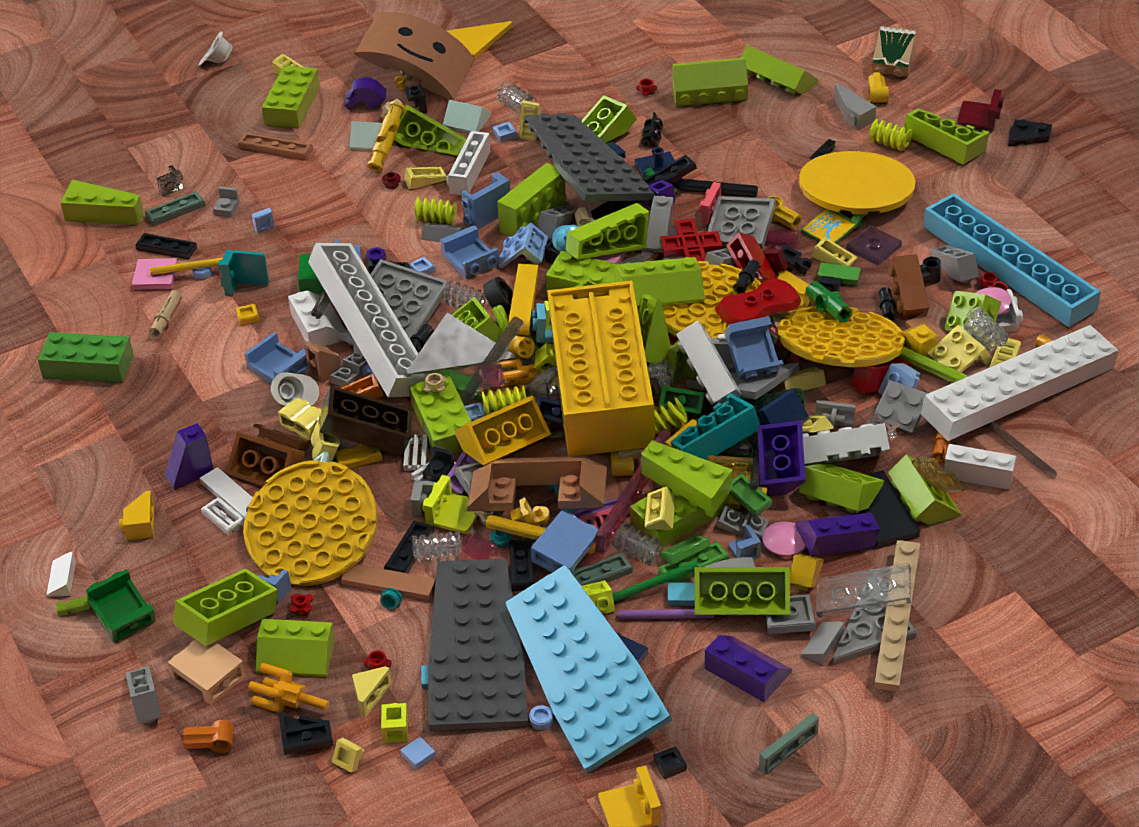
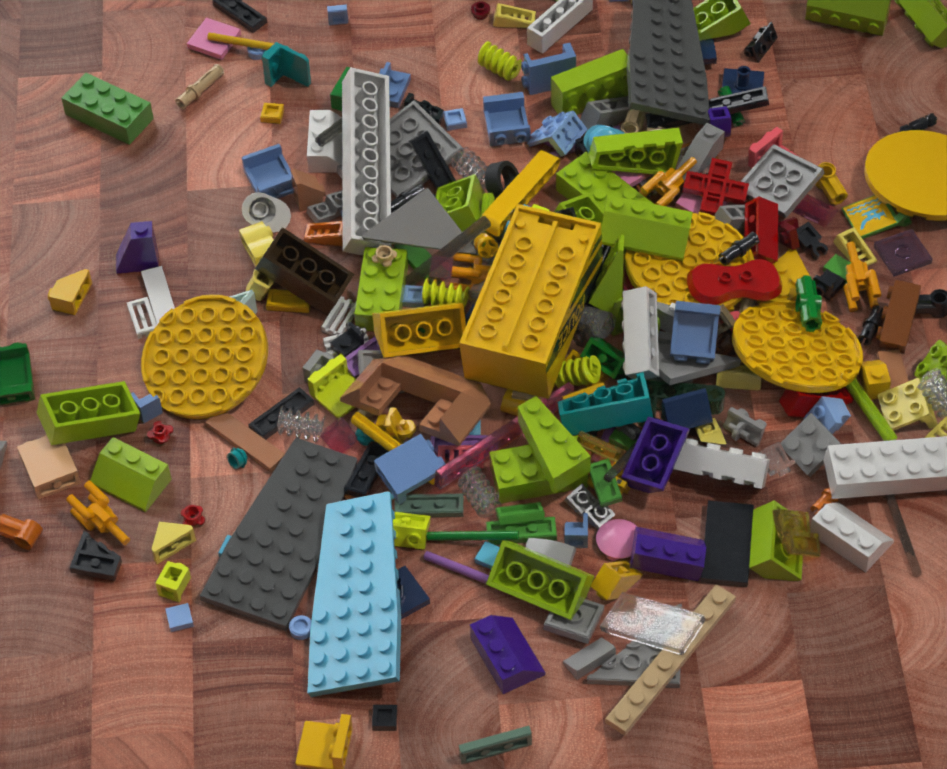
camera: 25 degrees right, 10 degrees up
(259, 458) = (202, 272): dark orange slope -> none
(281, 437) = (230, 256): reddish brown plate -> none
(347, 755) = (119, 595): light yellow tile -> none
(376, 254) = (421, 91): dark purple tile -> none
(426, 297) = (431, 159): none -> black tile
(437, 231) = (493, 84): light grey slope -> none
(649, 248) = (667, 183): none -> light orange plant
(660, 509) = (511, 468): light yellow slope -> none
(726, 188) = (788, 130): black axle -> none
(840, 487) = (698, 506): lime slope -> none
(857, 273) = (860, 279): none -> light orange plant

